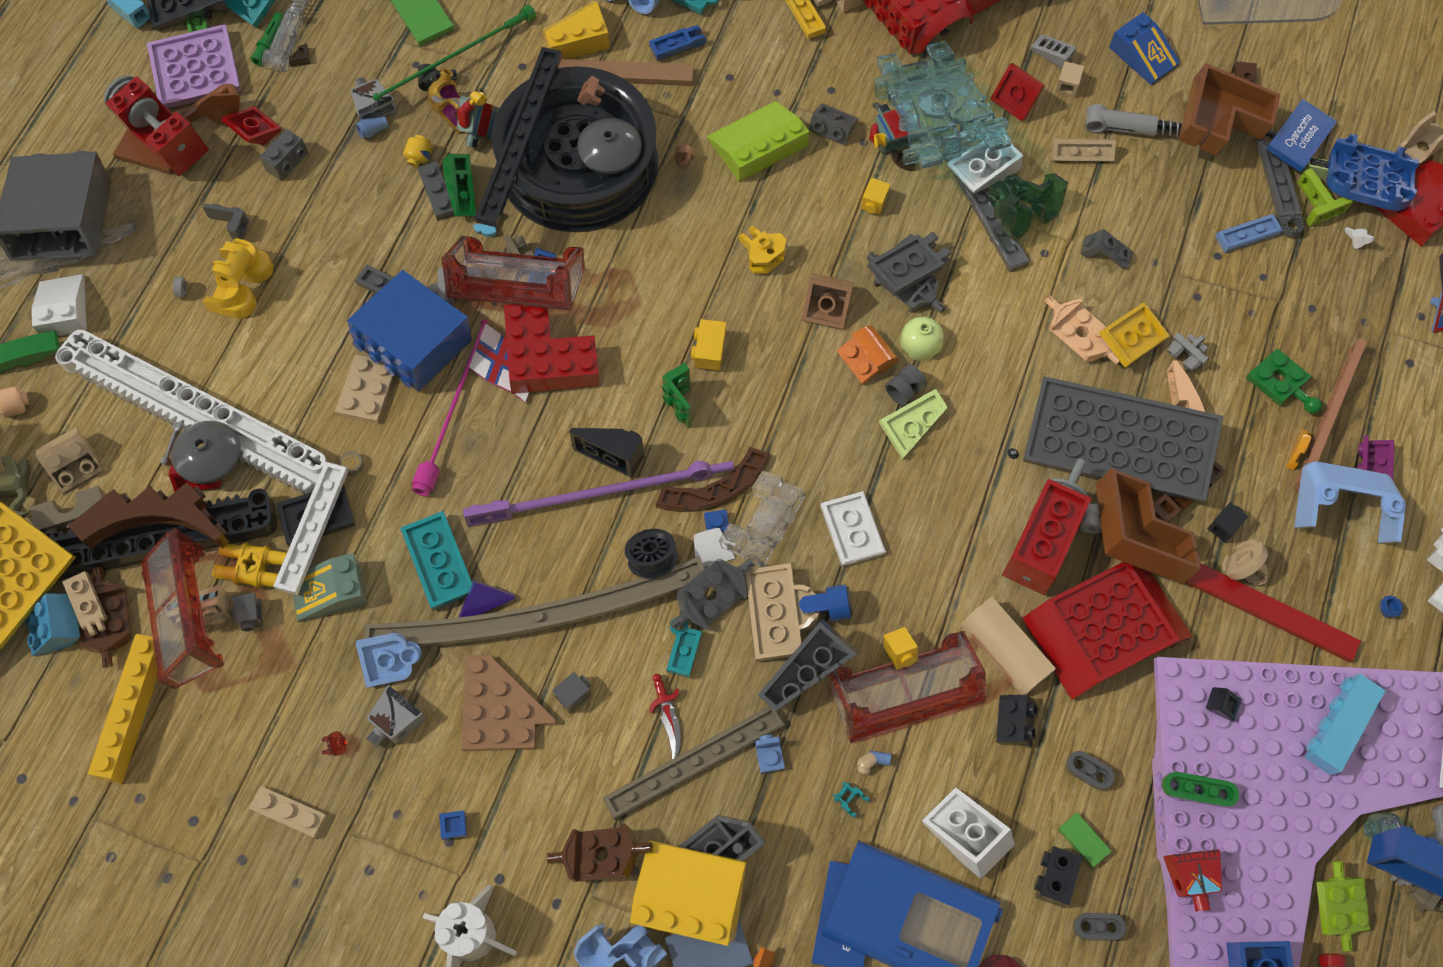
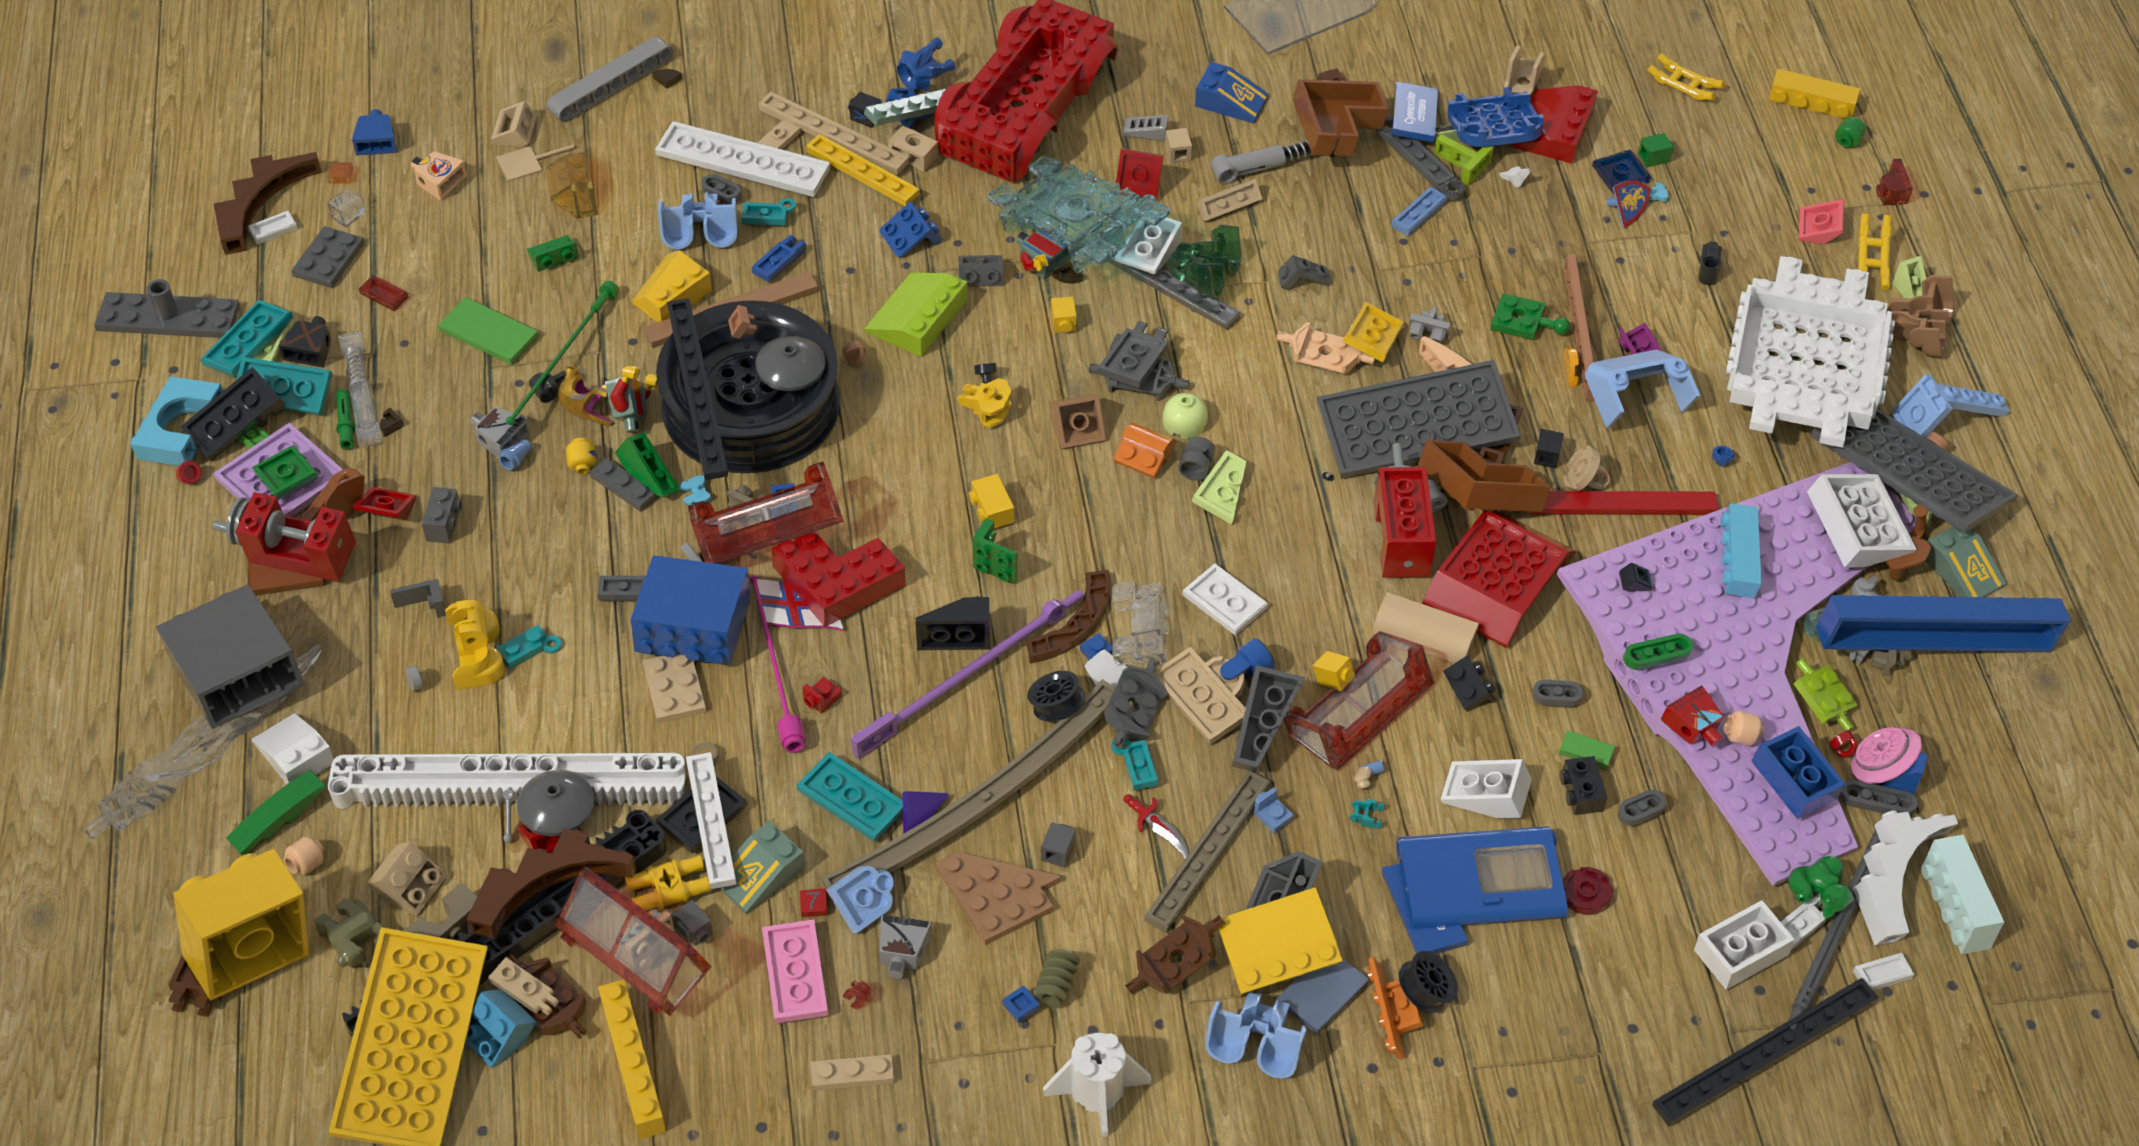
camera: 30 degrees left, 15 degrees down
(131, 34) = (188, 472): none -> red tile
(192, 66) = (285, 472): none -> green plate
(280, 298) = (527, 645): none -> teal hinge
(298, 696) = (794, 971): none -> bright pink plate
(348, 639) = (813, 902): none -> red tile
(471, 454) = (821, 695): none -> red bracket
(494, 817) = (1055, 977): none -> olive piece
(779, 219) = (986, 371): none -> black tile
(796, 60) = (908, 229): none -> blue bracket
(1237, 908) = (1743, 728): none -> light nougat head

